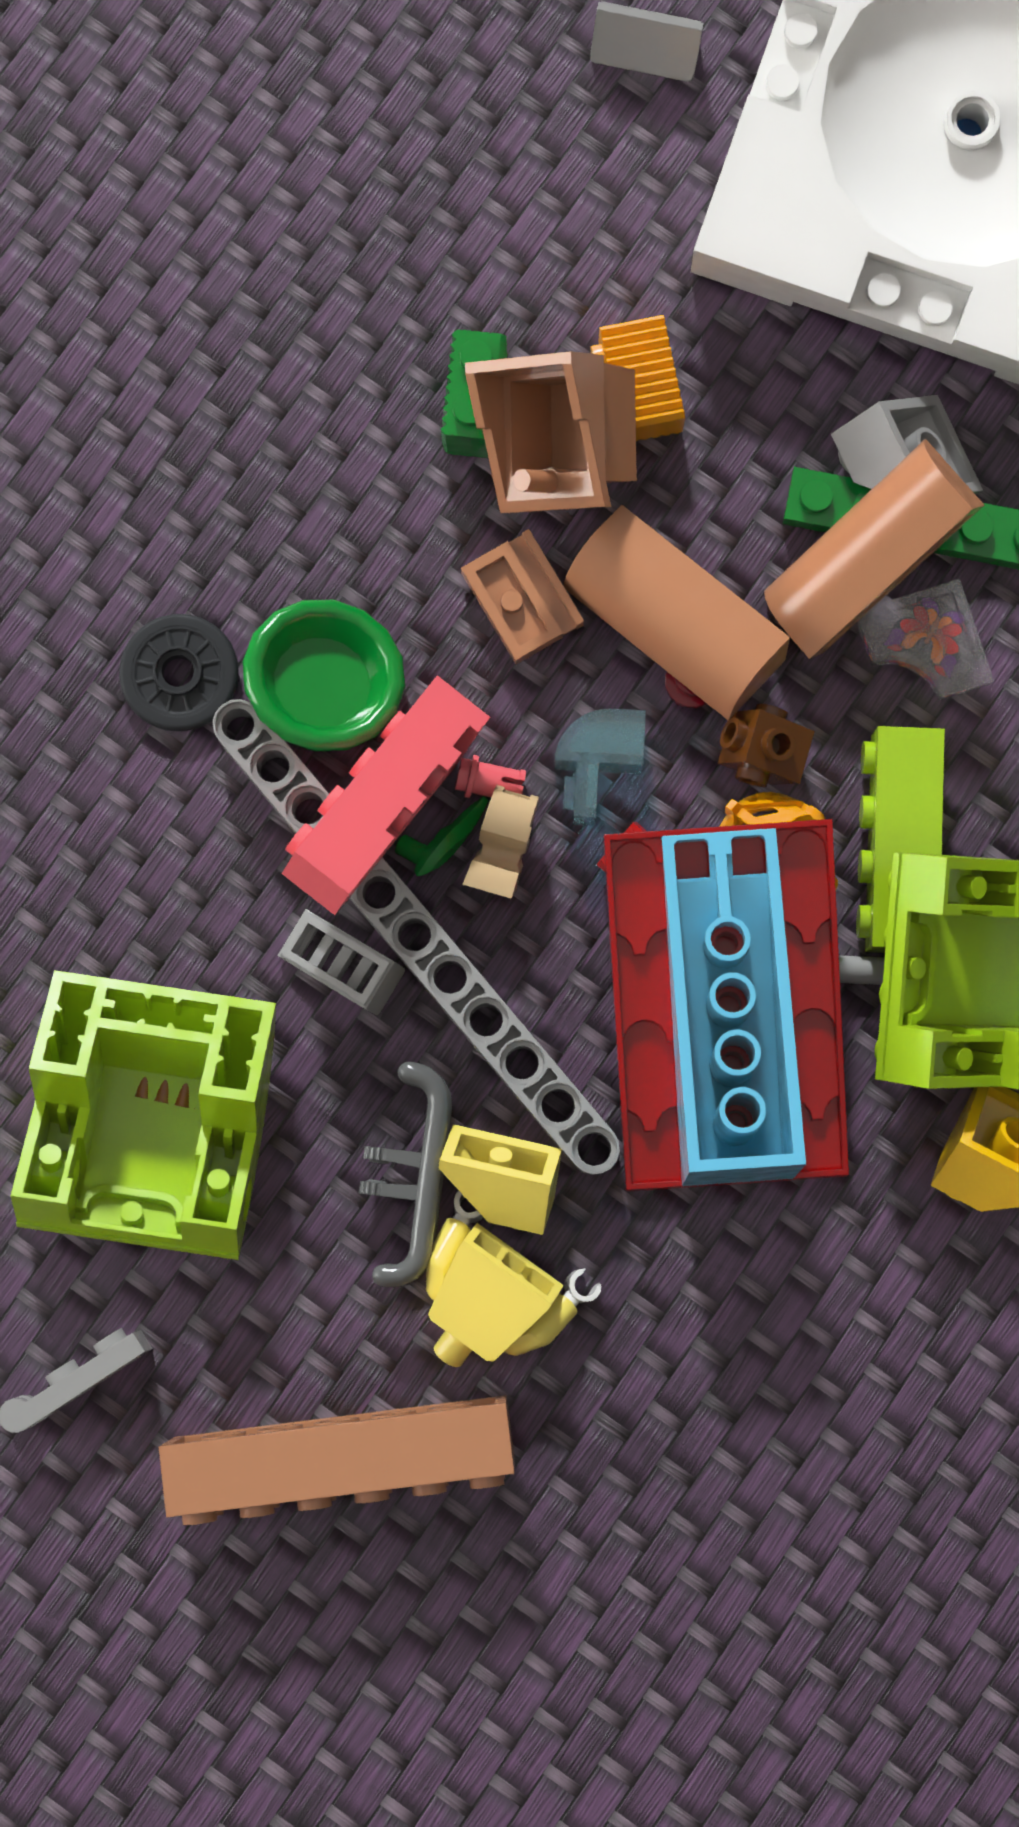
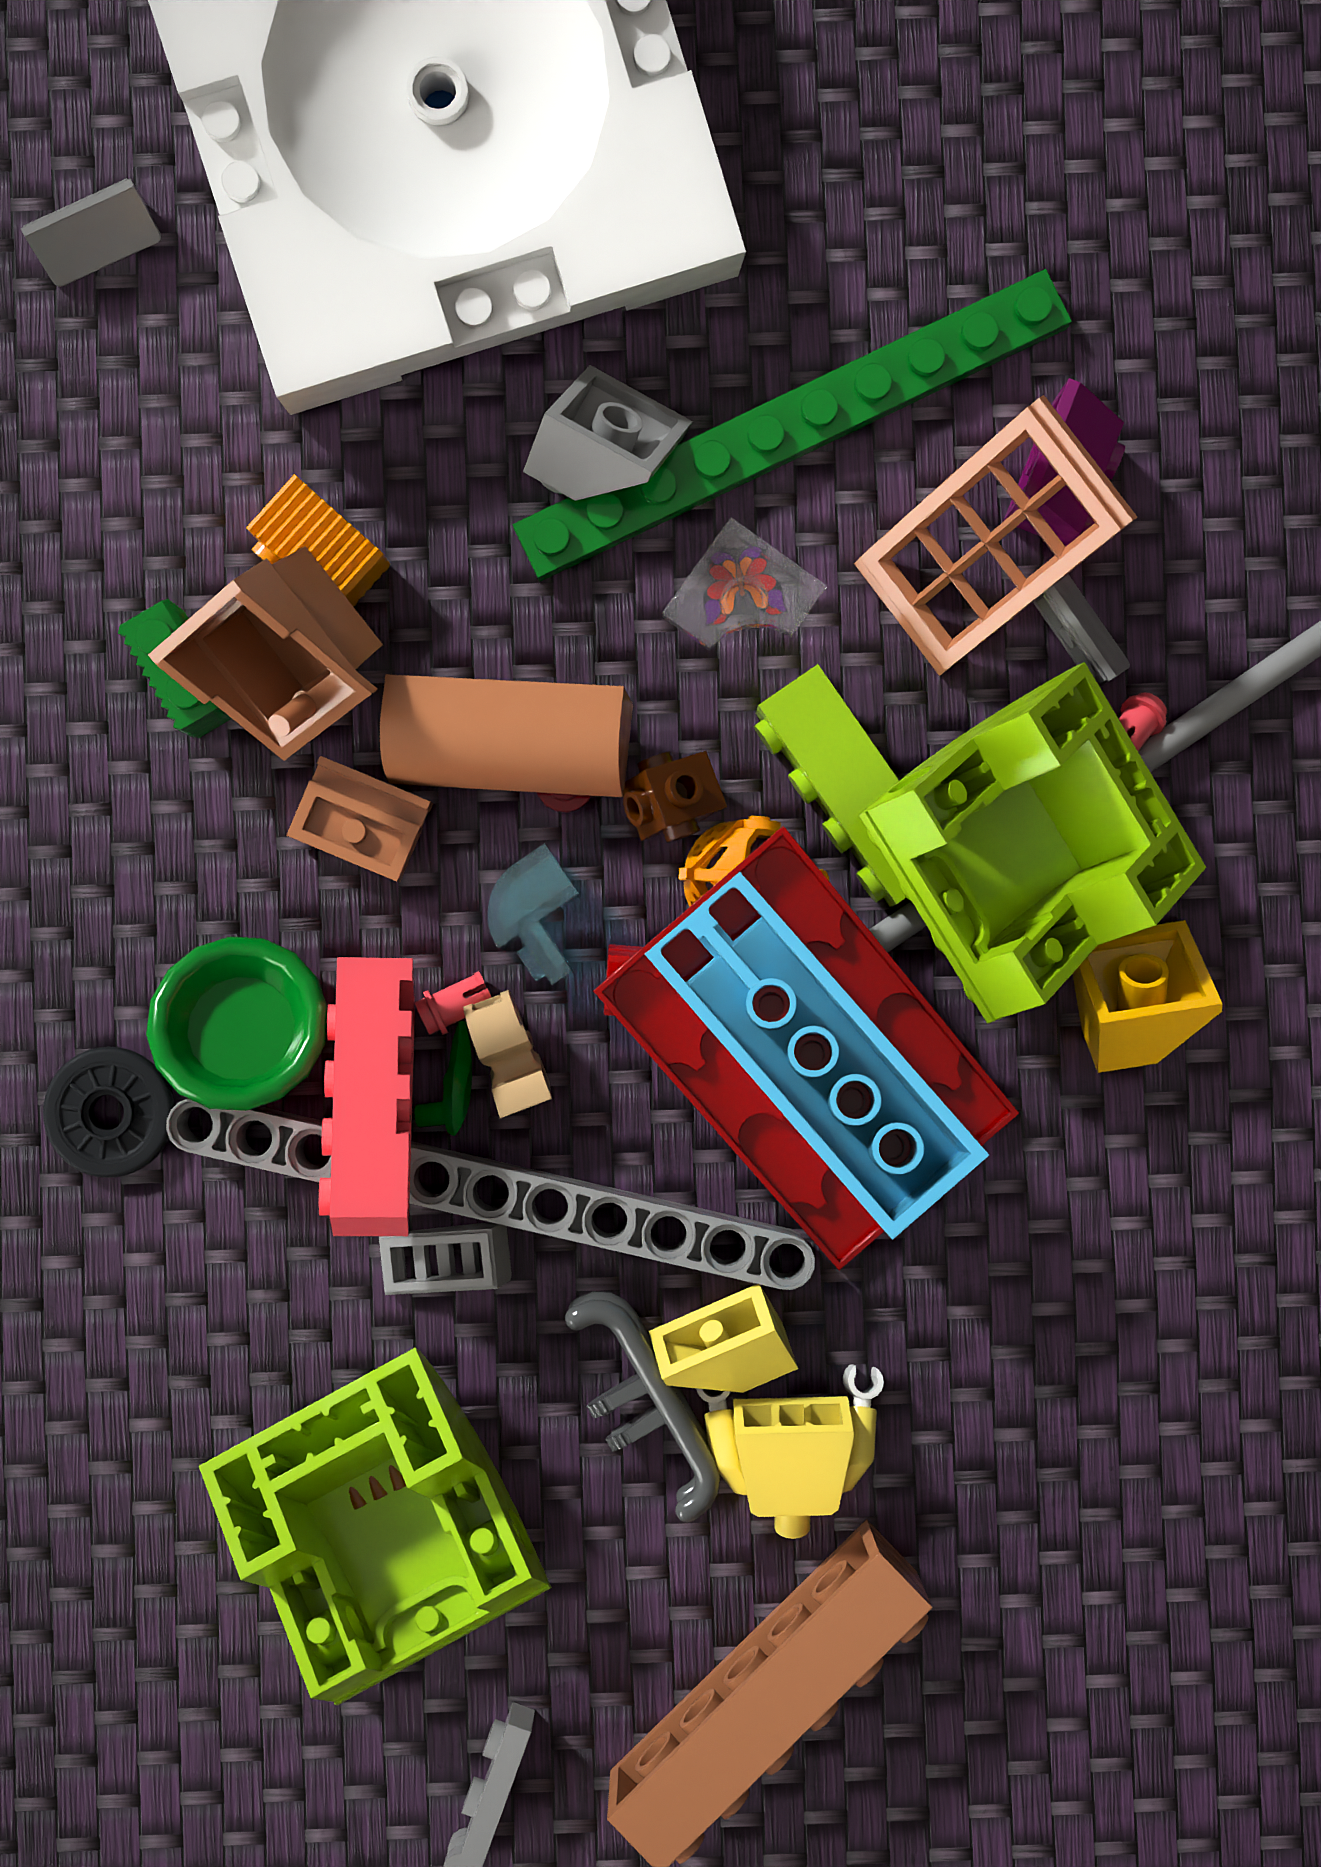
camera: 40 degrees left, 5 degrees up
(871, 550) = (636, 551): nougat brick -> none

